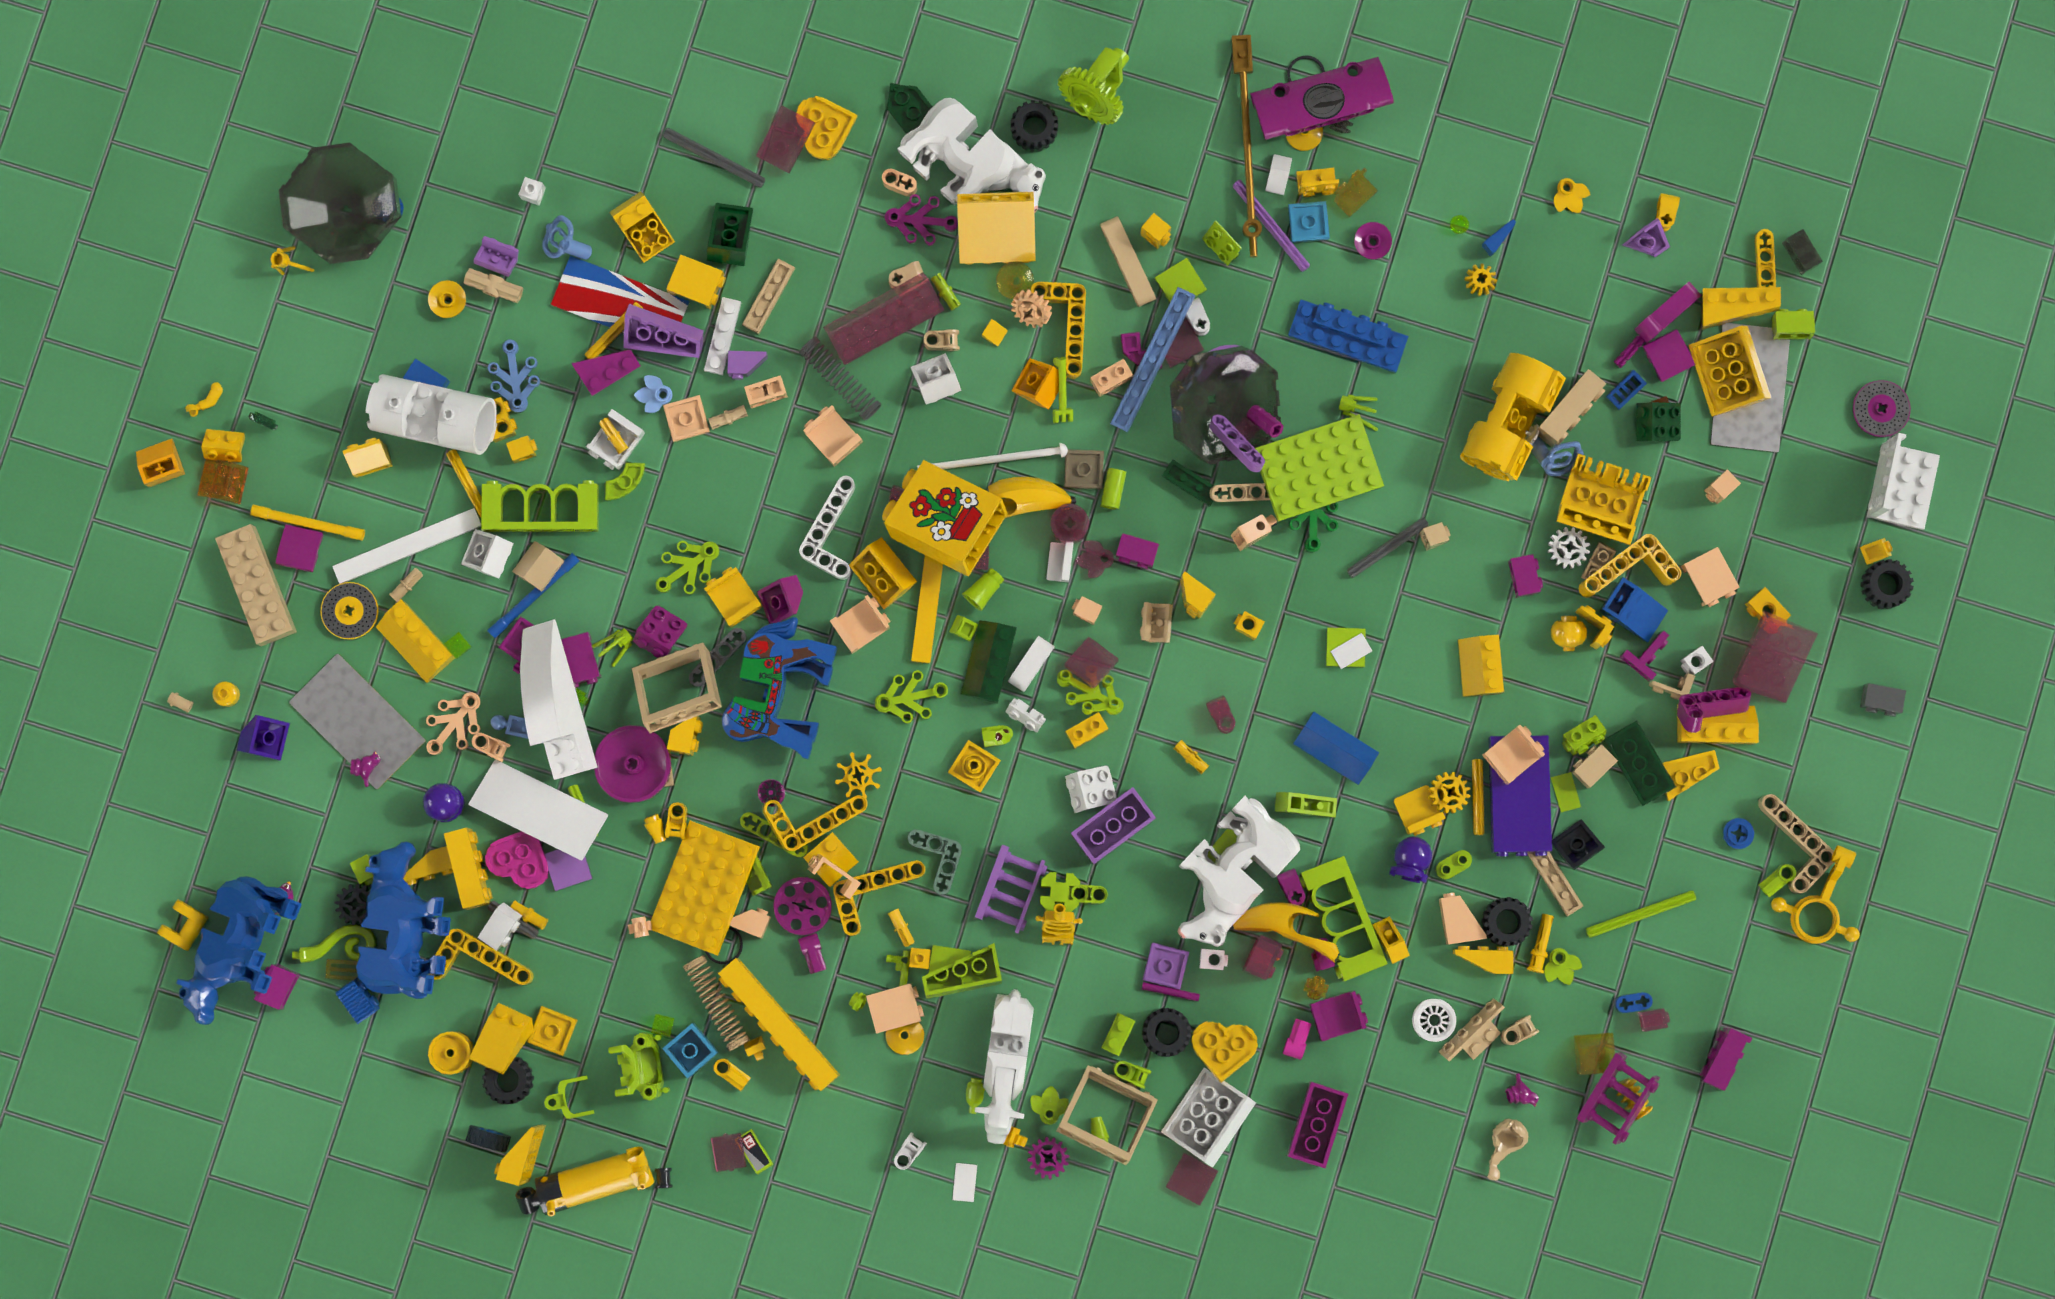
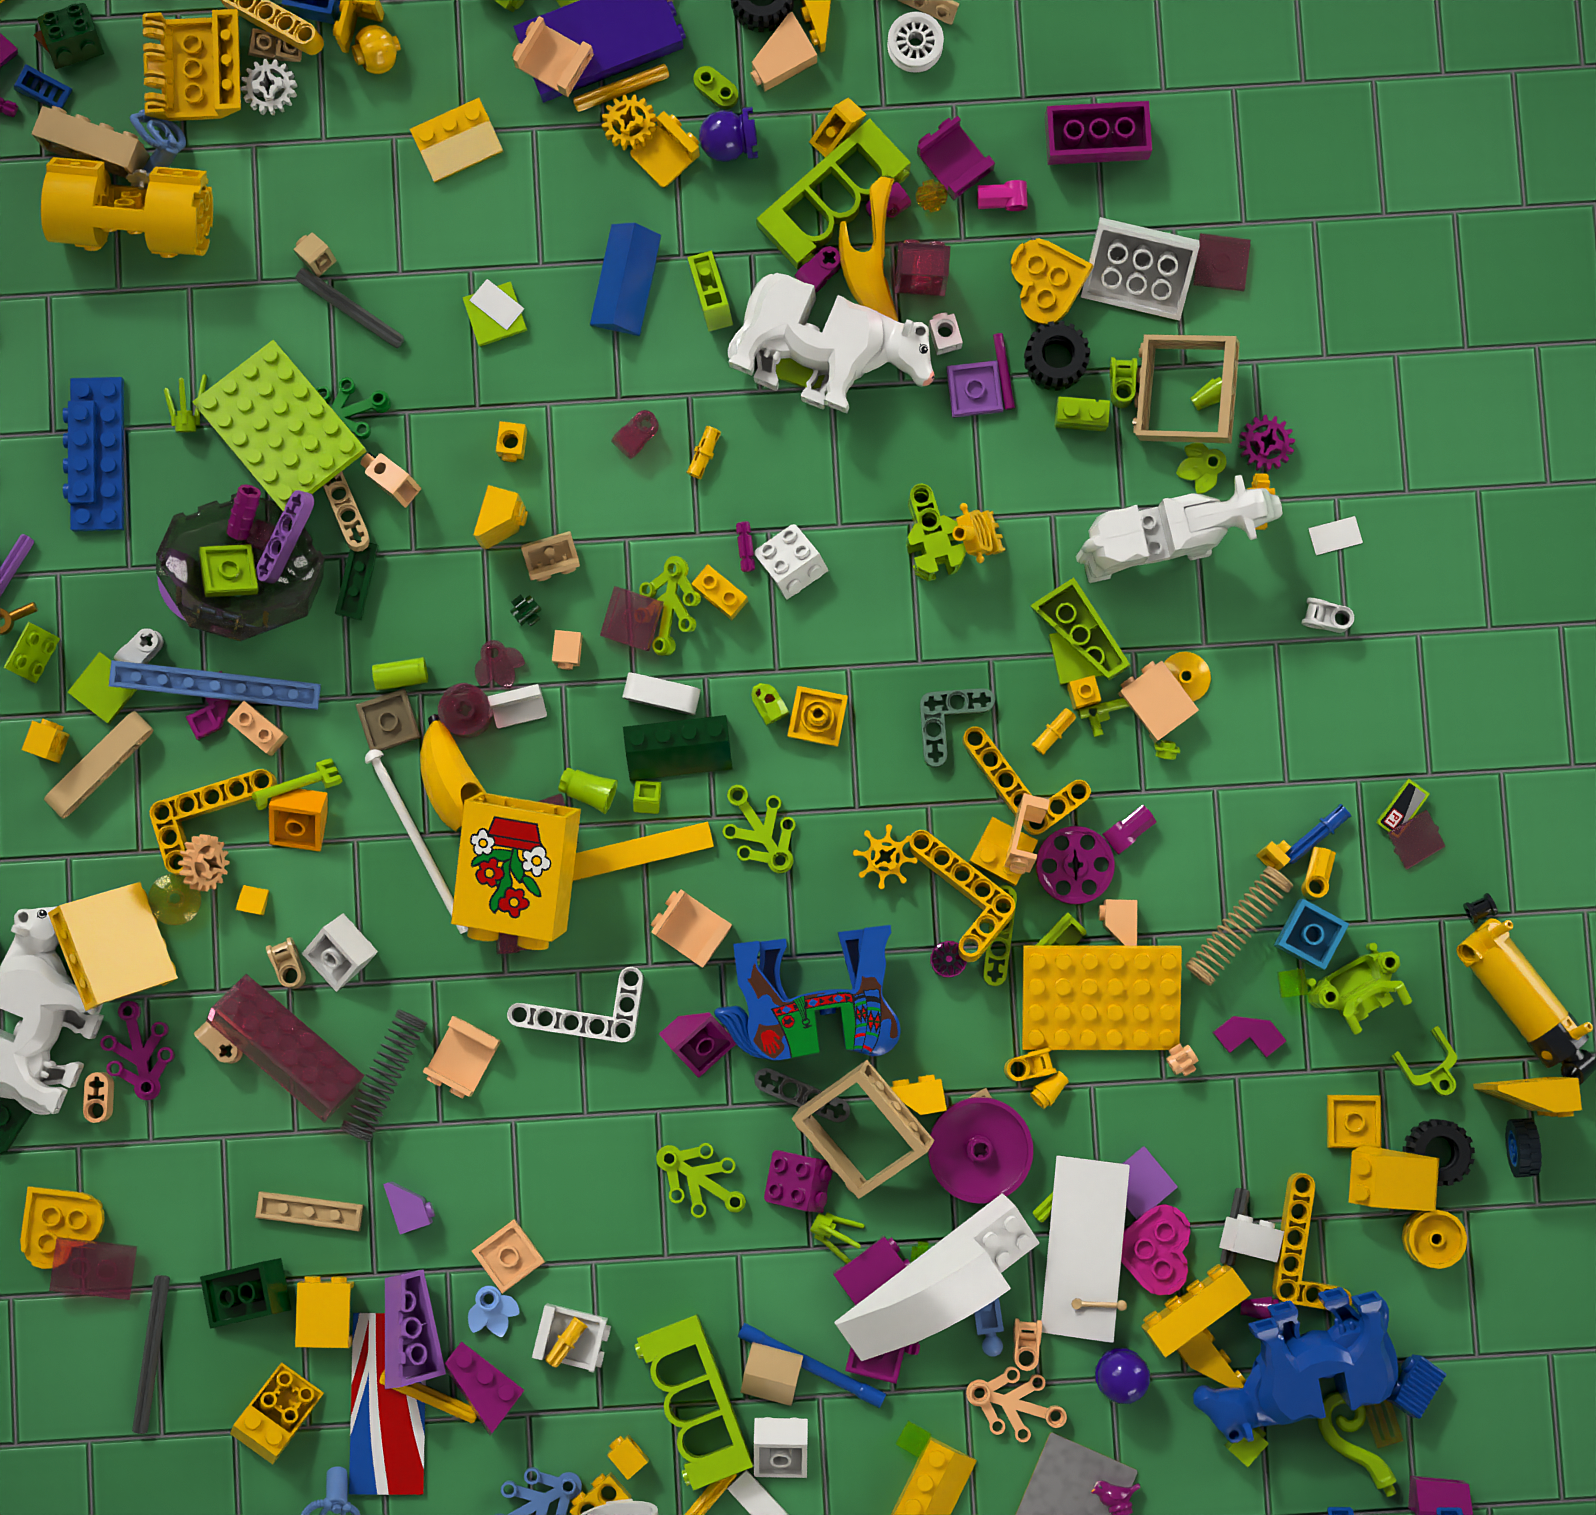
camera: 110 degrees left, 0 degrees up
(355, 912) = (1283, 1441): black gear -> none
(453, 912) = (1257, 1307): none -> magenta cone
(503, 790) = (1078, 1303): none -> tan hinge
(529, 915) = (1221, 1207): yellow pin -> none
(625, 482) = (621, 1303): lime tile -> none
(645, 975) = (1260, 1031): none -> magenta tile
(722, 336) = (383, 1250): white plate -> none
(728, 417) = (487, 1202): tan pin -> none
(732, 596) = (717, 1105): yellow panel -> none
(738, 954) = (1171, 925): black piece -> none
(759, 1085) = (1318, 833): none -> blue axle
(766, 391) = (436, 1164): light nougat brick -> none
(779, 1025) = (1236, 834): yellow brick -> none
(882, 573) = (615, 924): yellow slope -> none
(945, 291) = (221, 982): lime pin -> none
(974, 1093) = (1224, 562): lime plant -> none
(998, 874) = (967, 634): medium lavender fence -> none
(1032, 720) = (727, 688): white hinge -> none
(1113, 761) = (745, 546): none -> magenta axle
(1113, 825) = (827, 514): medium lavender brick -> none
(1125, 591) = (525, 610): none -> dark green gear
(1137, 551) = (469, 614): magenta brick -> none
(1184, 345) = (183, 652): clear pink tile -> none
(1228, 396) = (228, 570): none -> lime tile
(1525, 576) = (324, 127): magenta brick -> none

